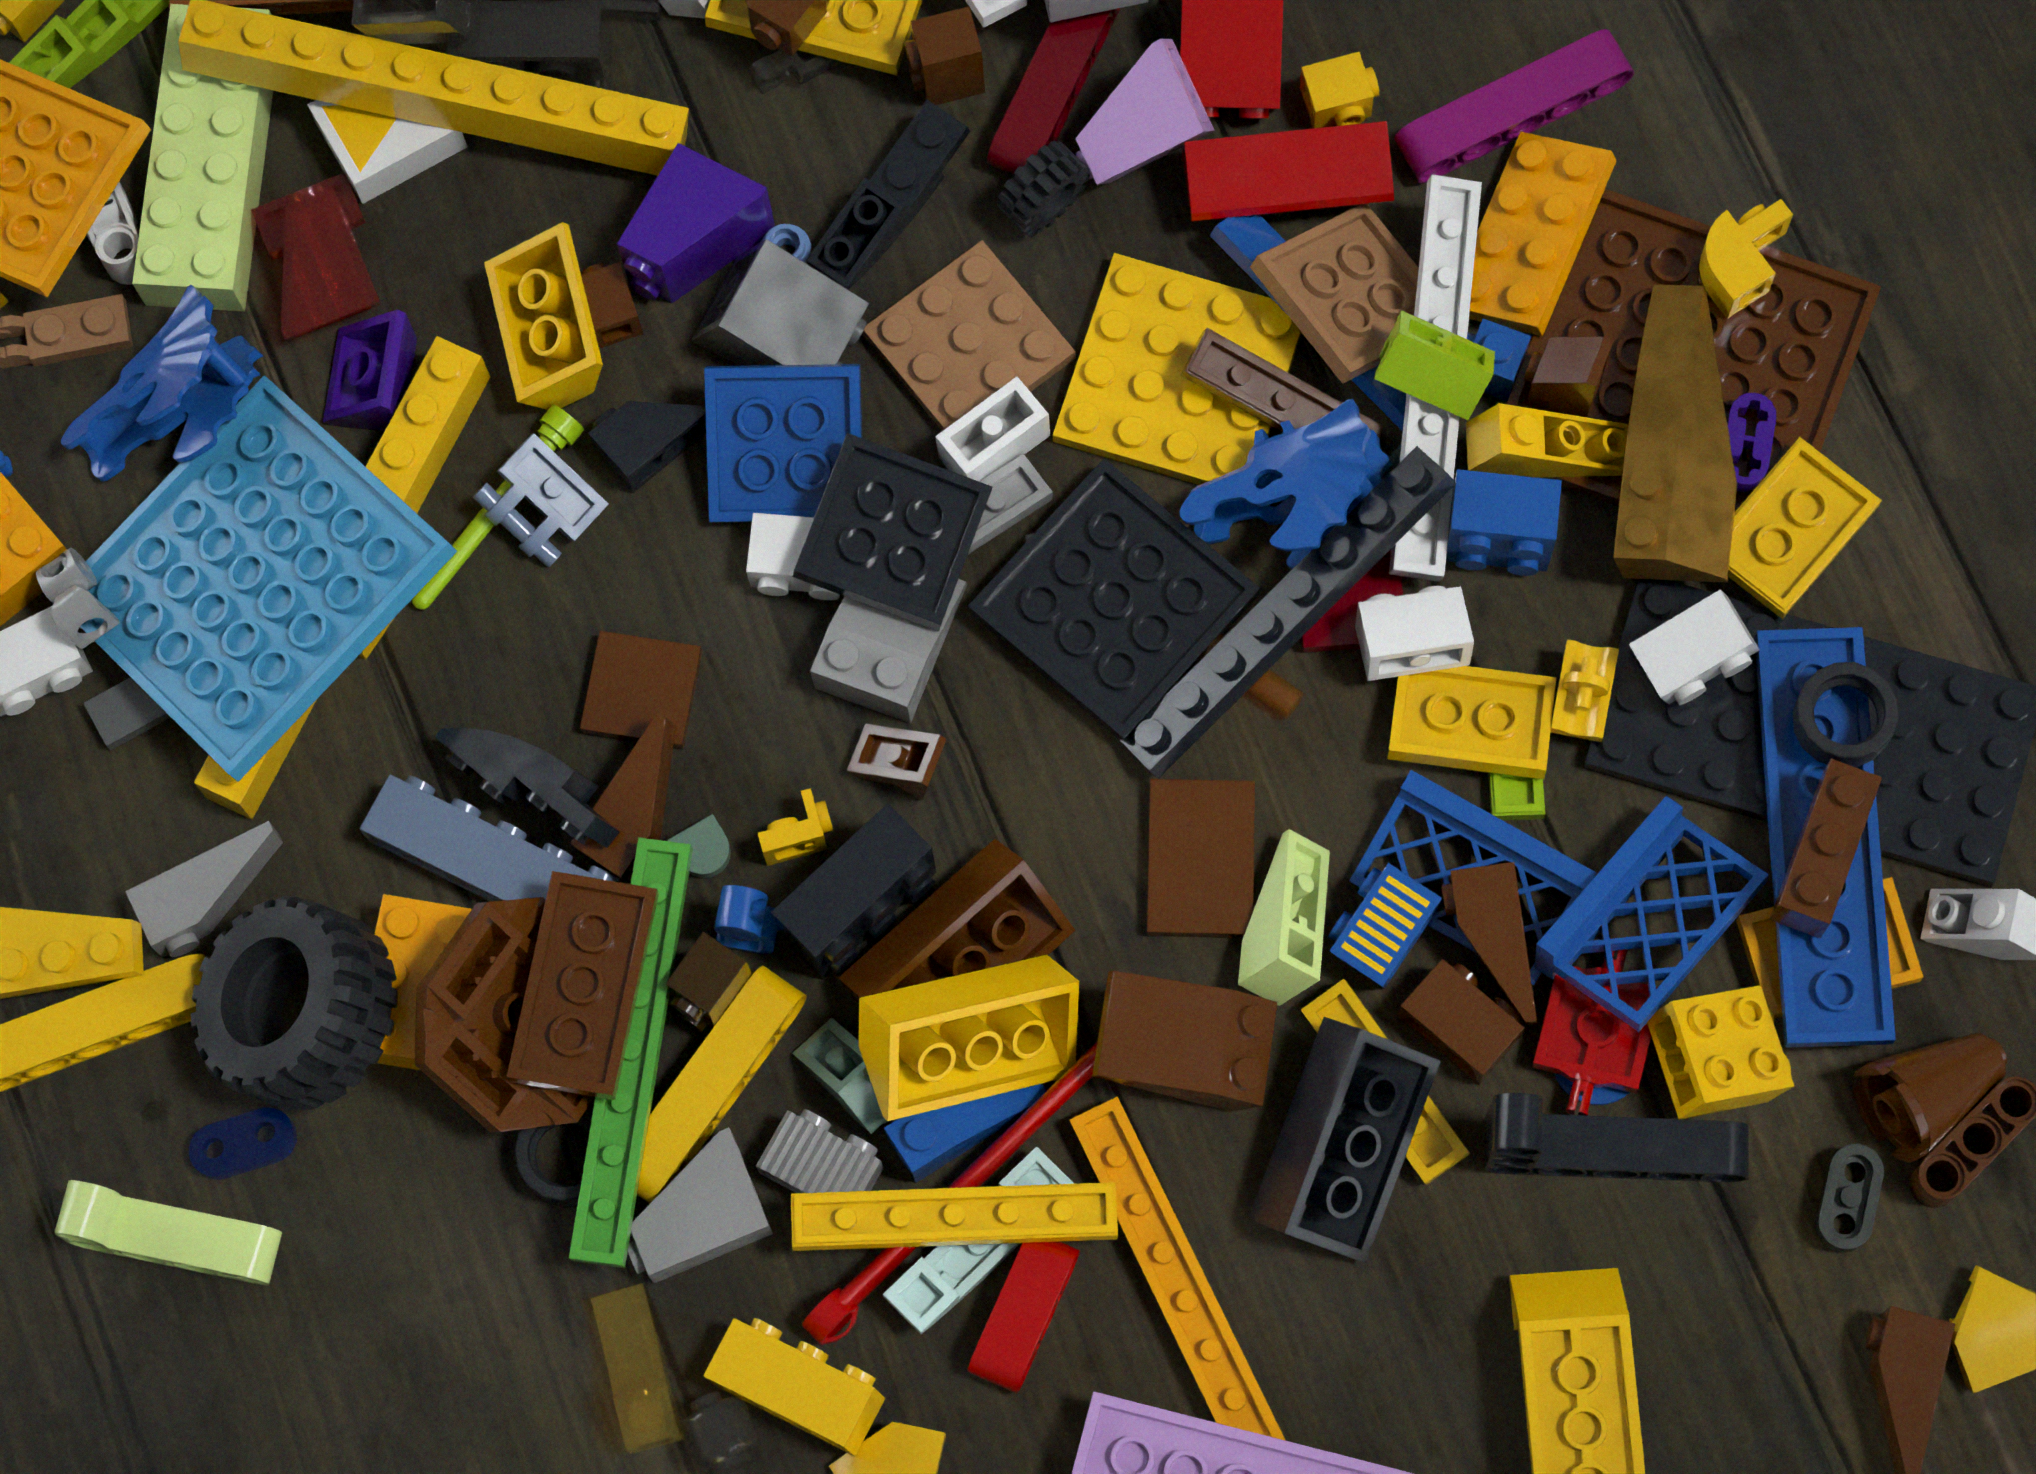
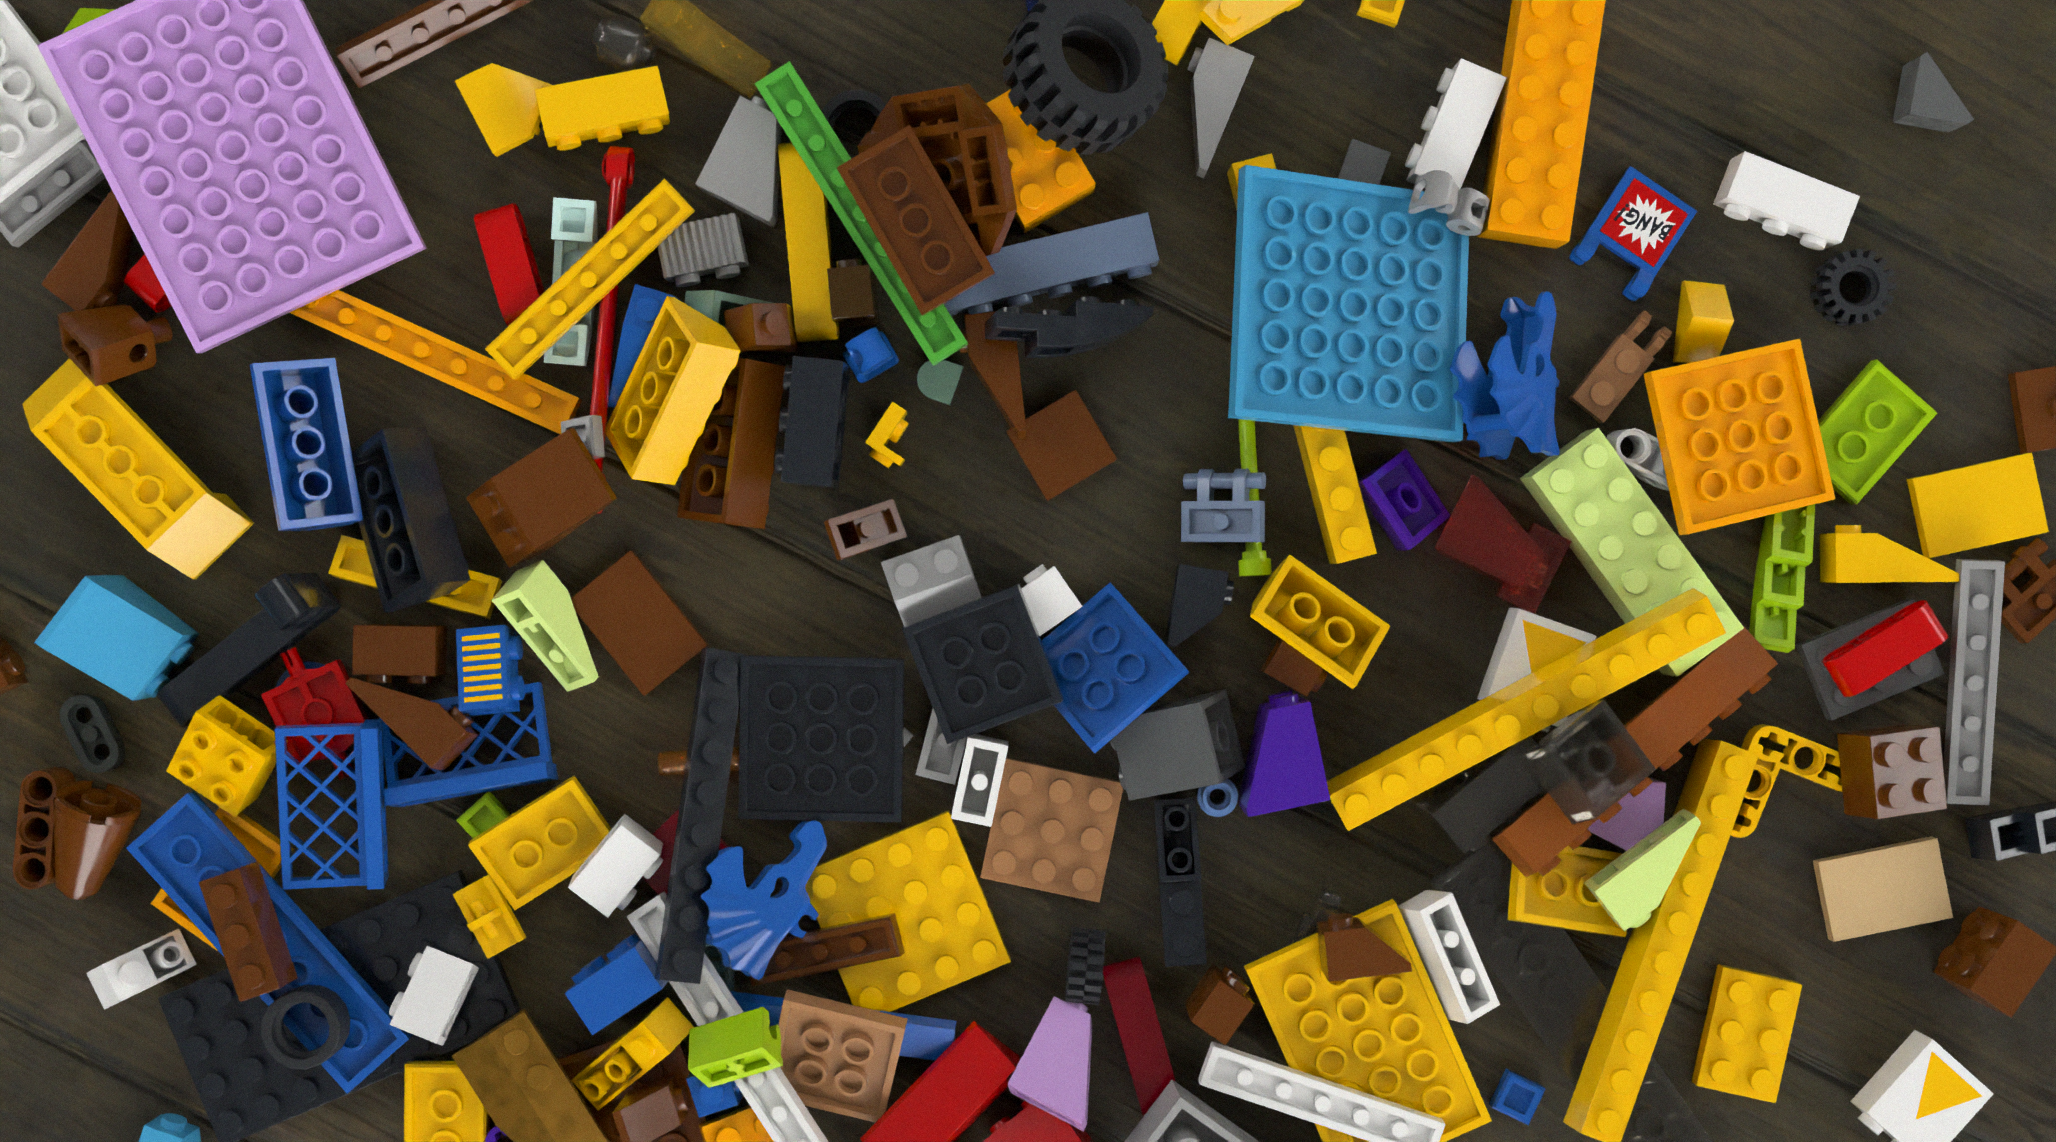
camera: 135 degrees right, 15 degrees up
(823, 1023) = (762, 327): none -> reddish brown slope
(1080, 1070) = (590, 431): none -> light grey tile
(1372, 1286) = (306, 444): none -> blue slope
(1734, 1260) = (118, 636): none -> dark azure slope

